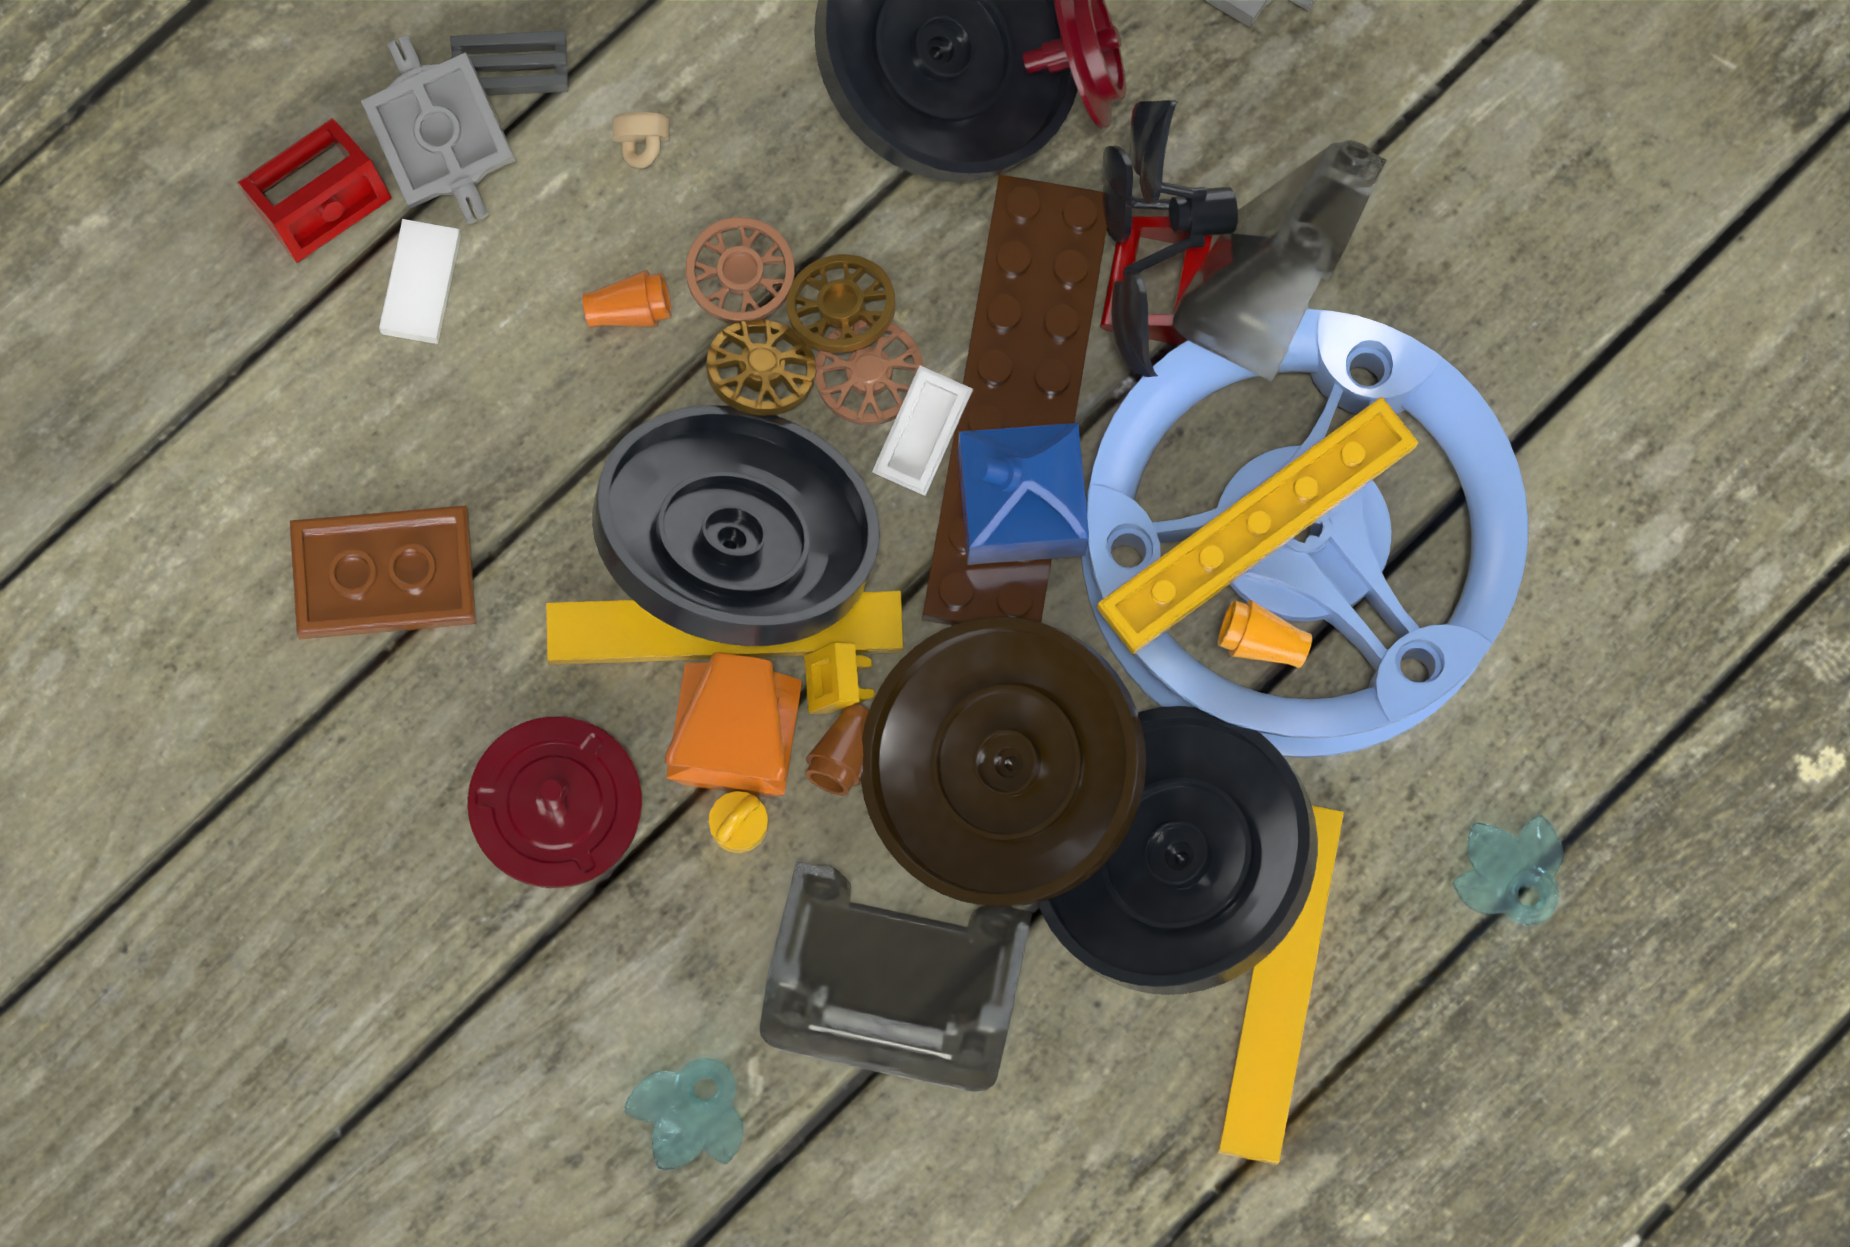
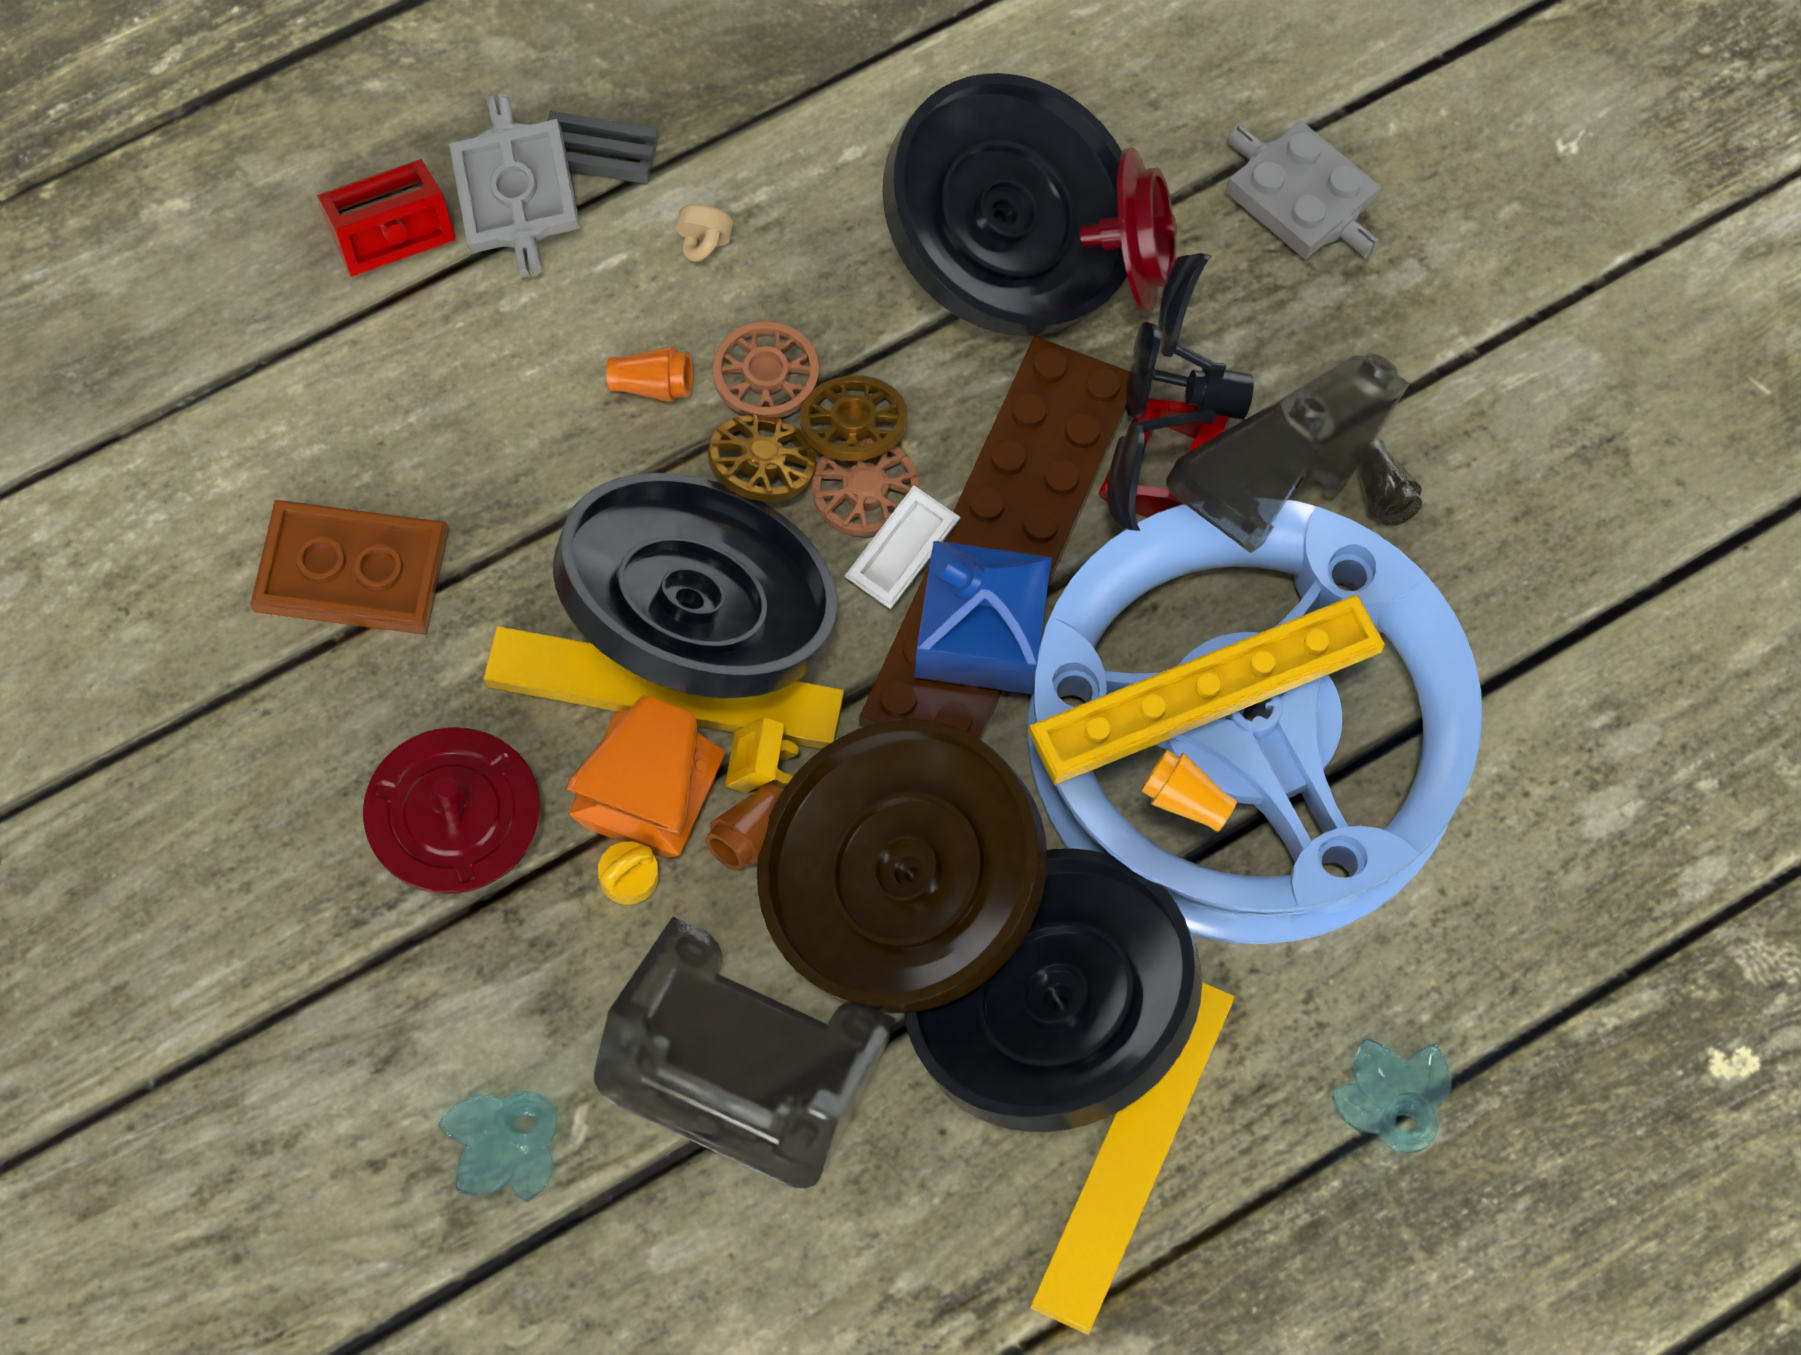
camera: 15 degrees right, 10 degrees down
(420, 281) = (461, 317): white tile -> none
(1382, 257) = (1388, 487): none -> clear smoke cone

